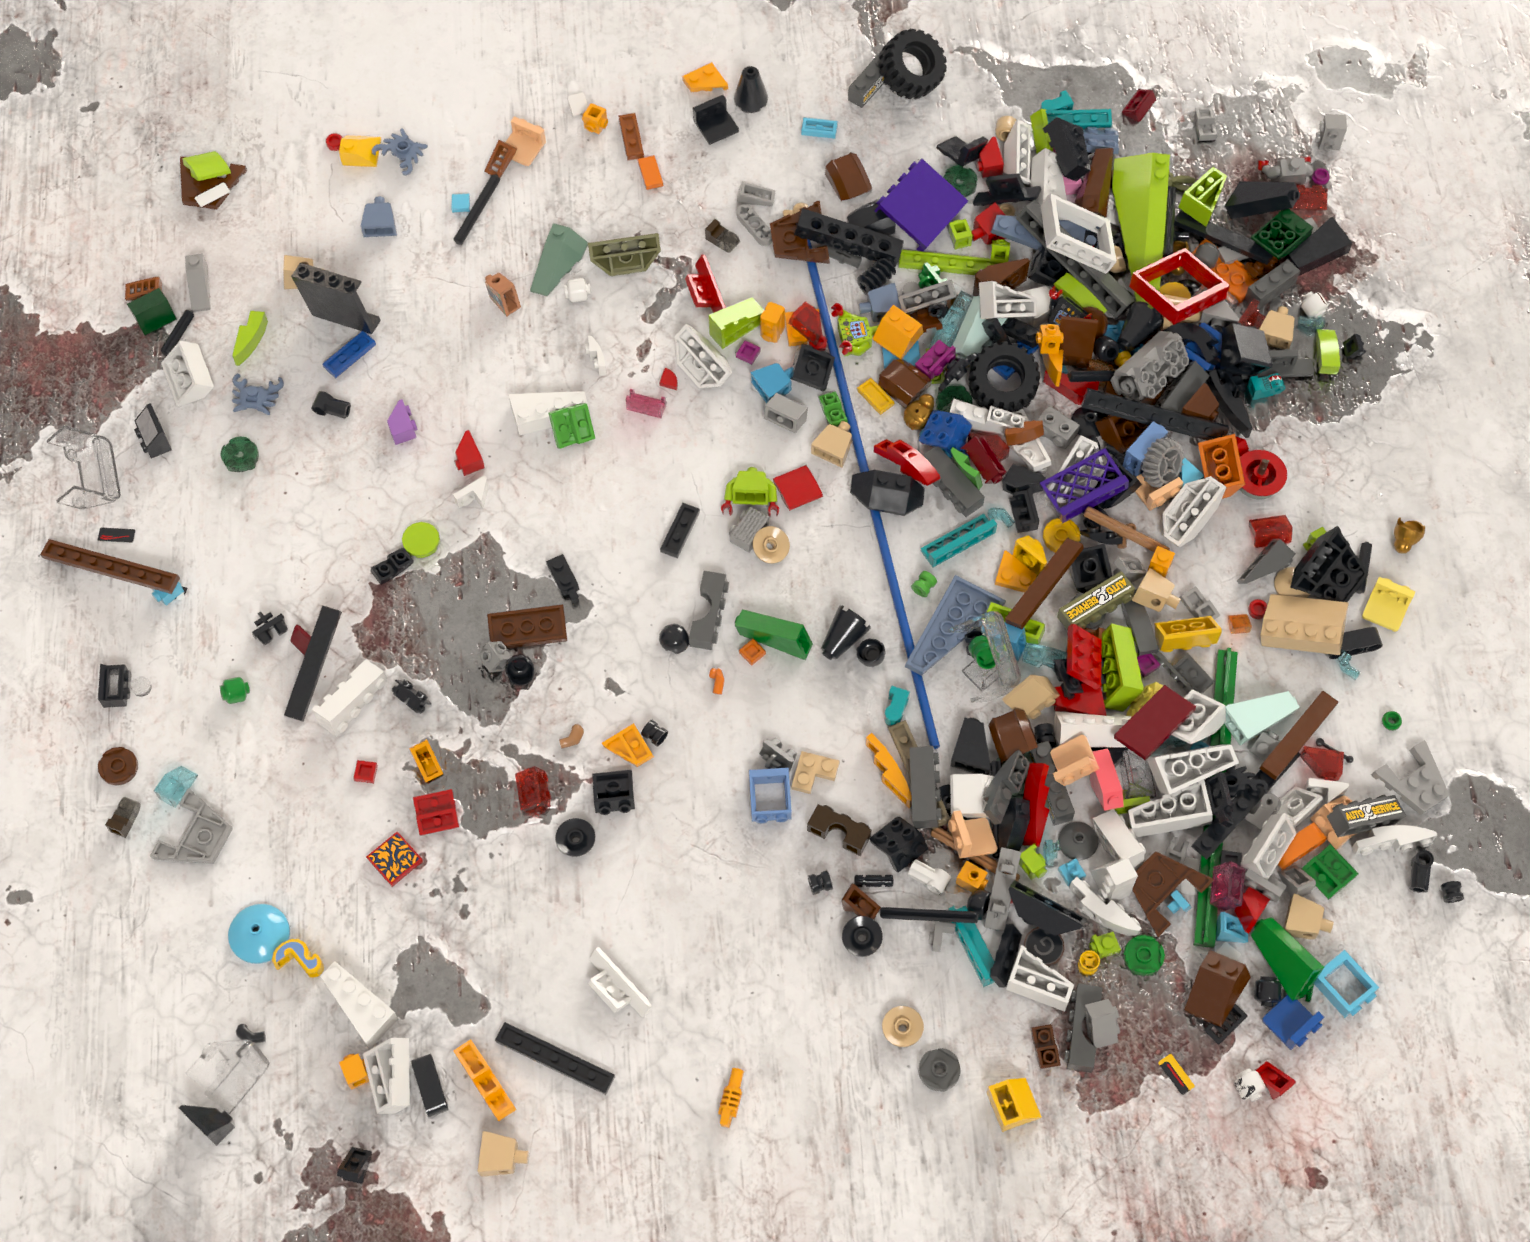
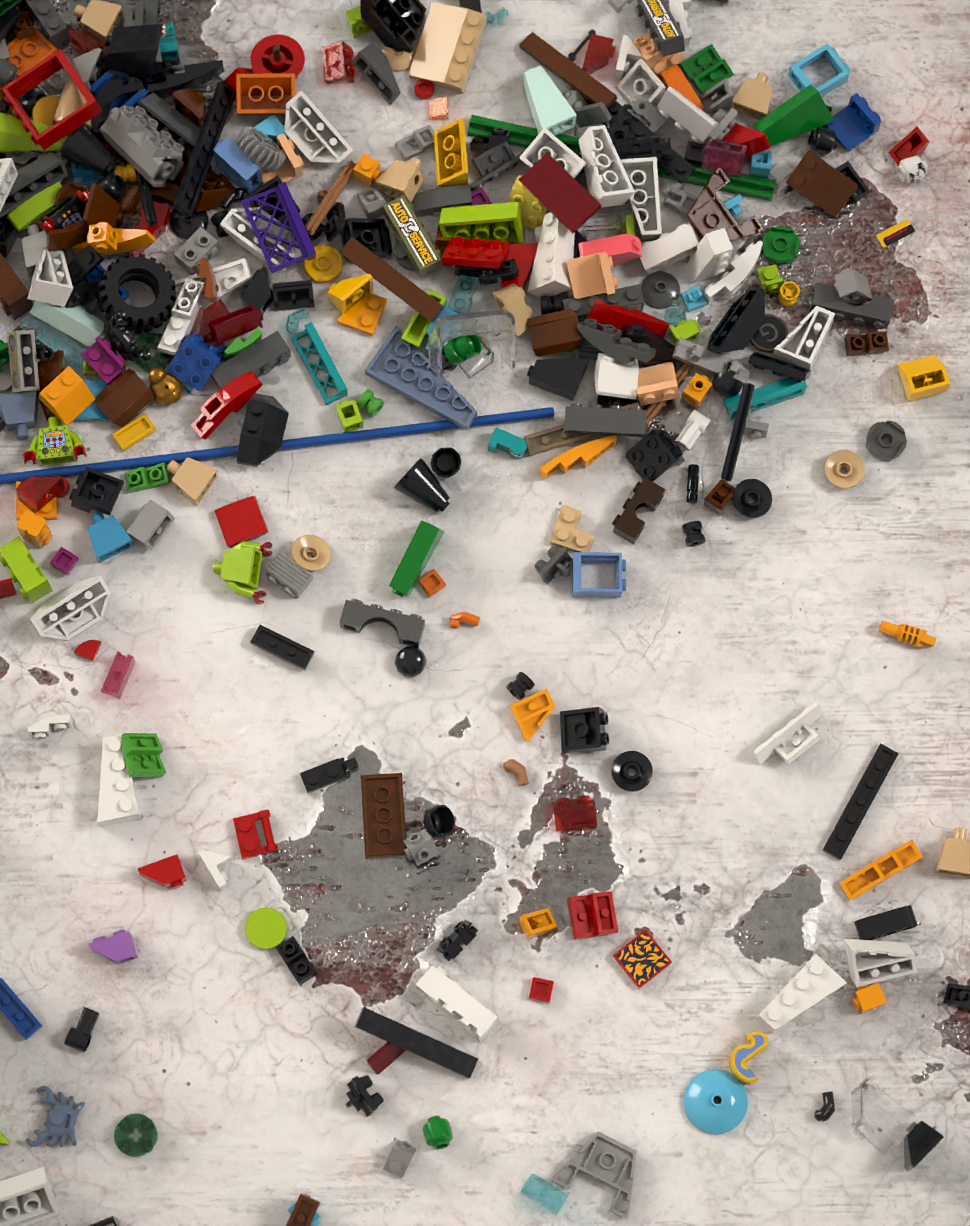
camera: 90 degrees left, 10 degrees up
(213, 661) = (399, 1158): none -> light grey bracket
(504, 519) = (248, 835): none -> red plate
(908, 561) = (349, 408): none -> lime brick
(1045, 310) = (65, 238): none -> reddish brown slope
(1208, 665) = (495, 138): none -> black slope
(1252, 755) = (592, 114): none -> flat silver tile

